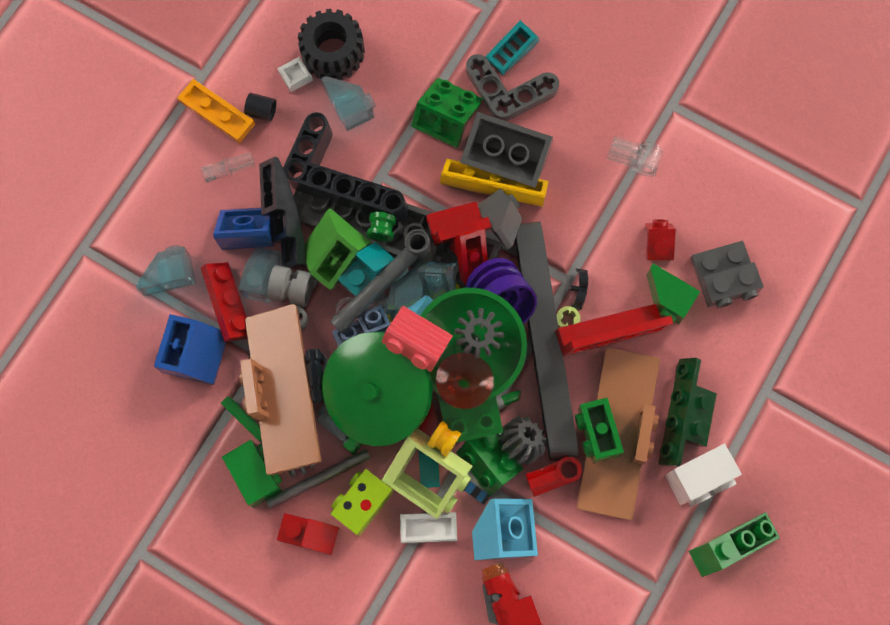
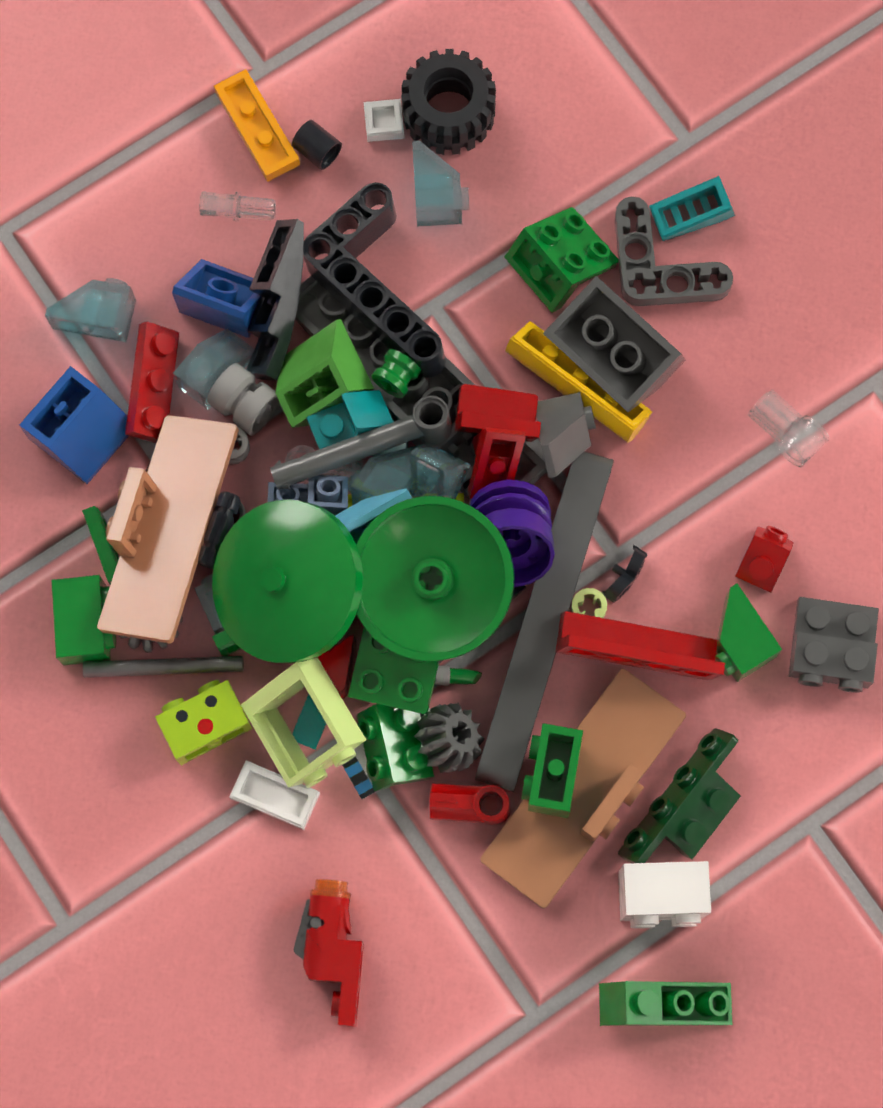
camera: 25 degrees right, 0 degrees up
(308, 533) = (117, 730): red slope -> none
(416, 339) = (361, 538): coral brick -> none
(444, 439) = (343, 686): yellow wheel -> none
(467, 368) = (401, 602): clear red dish -> none
(470, 329) = (438, 556): dark grey gear -> none
(505, 530) = (371, 844): medium azure slope -> none

